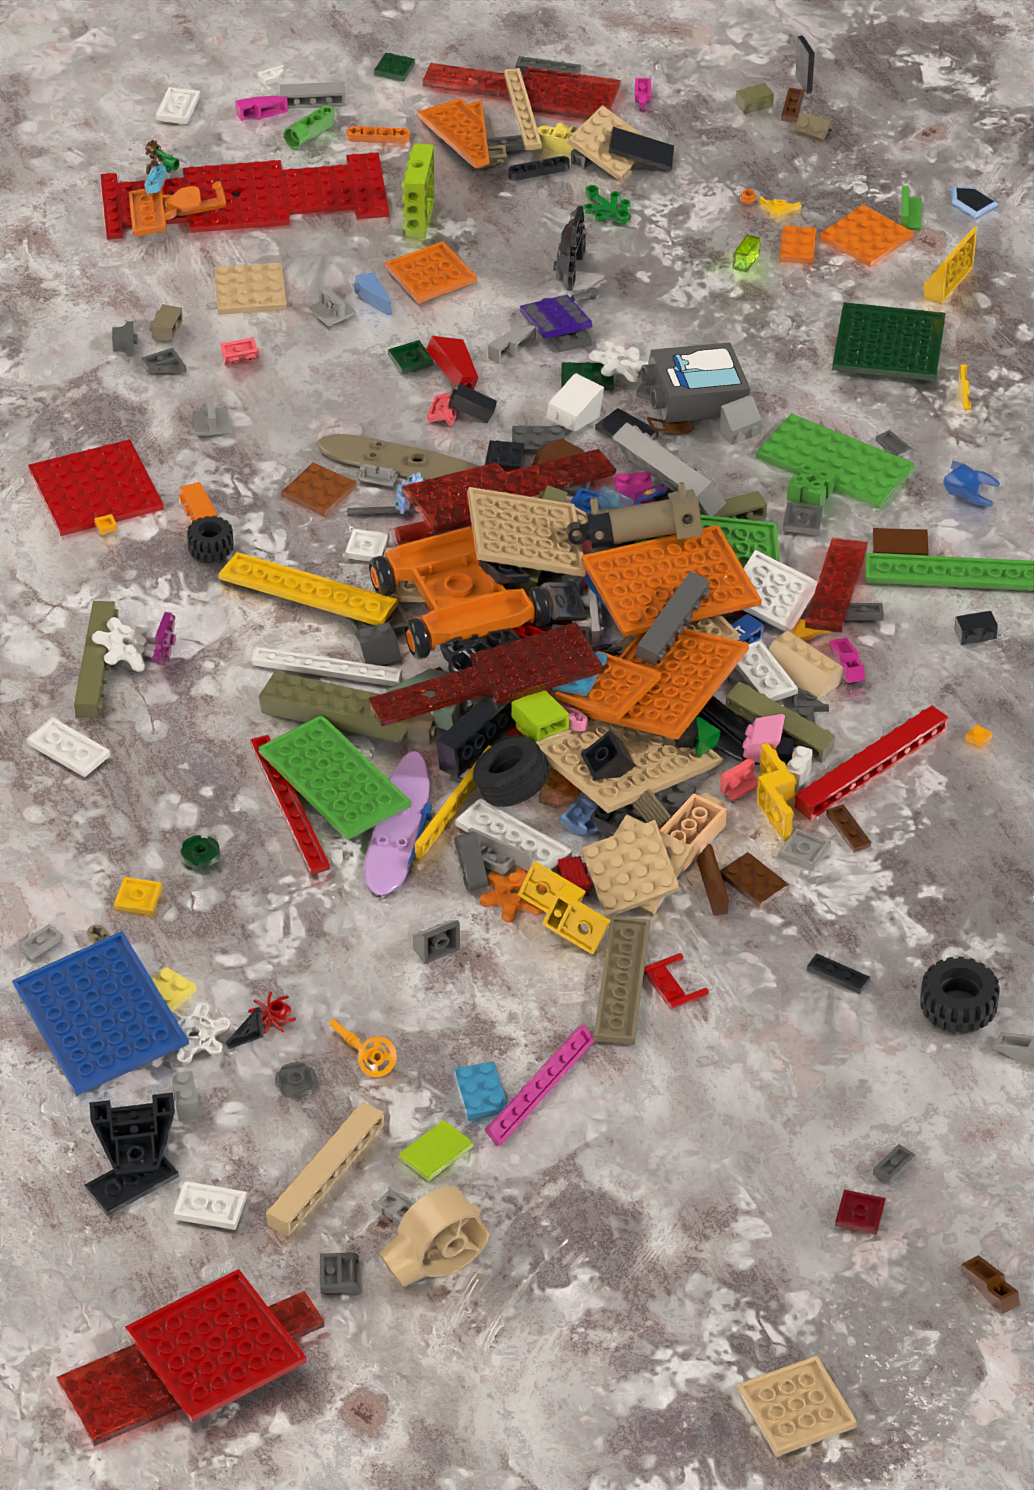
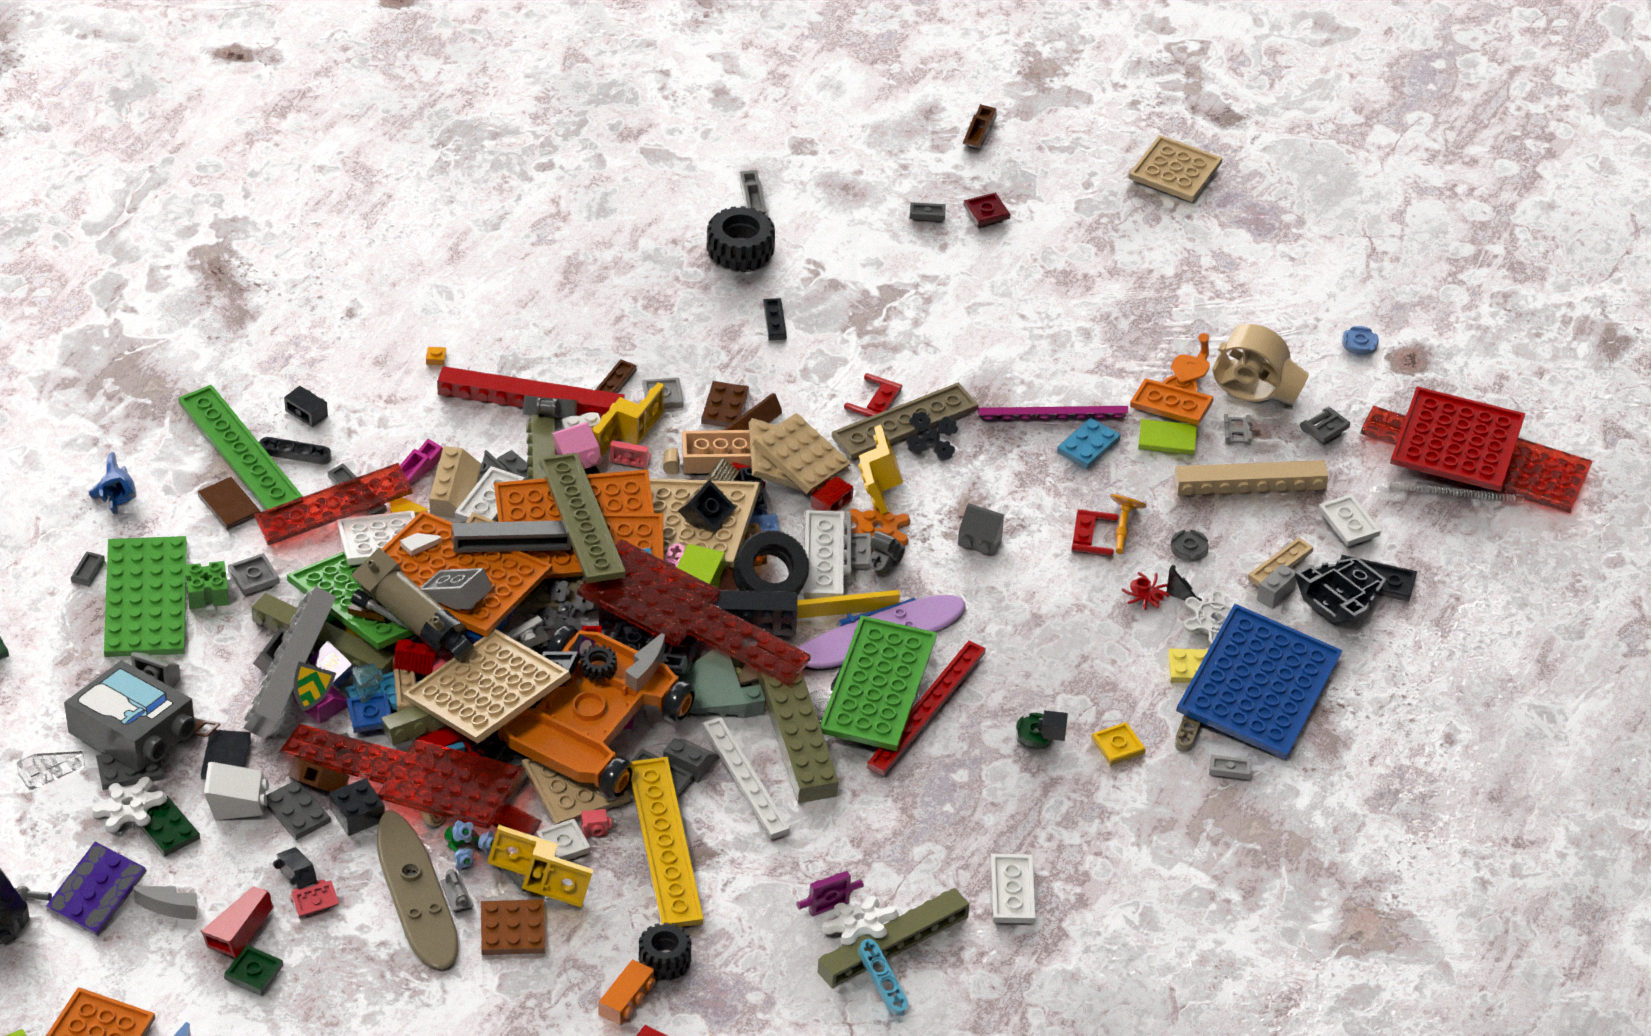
camera: 130 degrees left, 0 degrees up
(45, 629) = (880, 977): none -> medium azure beam
(183, 848) = (1053, 725): none -> black brick
(211, 1122) = (1288, 556): none -> tan plate
(345, 507) = (540, 866): none -> yellow bracket
(361, 567) = (595, 823): none -> coral brick
(377, 1018) = (1085, 529): none -> red plate
(422, 1387) = (1360, 340): none -> medium blue tile
(455, 613) = (645, 663): none -> light grey slope
(479, 1180) = (1178, 394): none -> orange plate
(491, 588) = (598, 654): none -> black tyre
(514, 598) = (581, 643): none -> tile
(584, 982) = (932, 436): none -> black plant
(630, 465) = (311, 684): none -> shield
(639, 555) = (458, 587): none -> light grey slope
(647, 652) = (582, 518): none -> olive plate
(697, 333) = (47, 767): none -> clear slope
(718, 571) = (419, 542): none -> white tile
(834, 750) = (549, 407): none -> dark grey piece
(927, 600) = (274, 445): none -> black beam

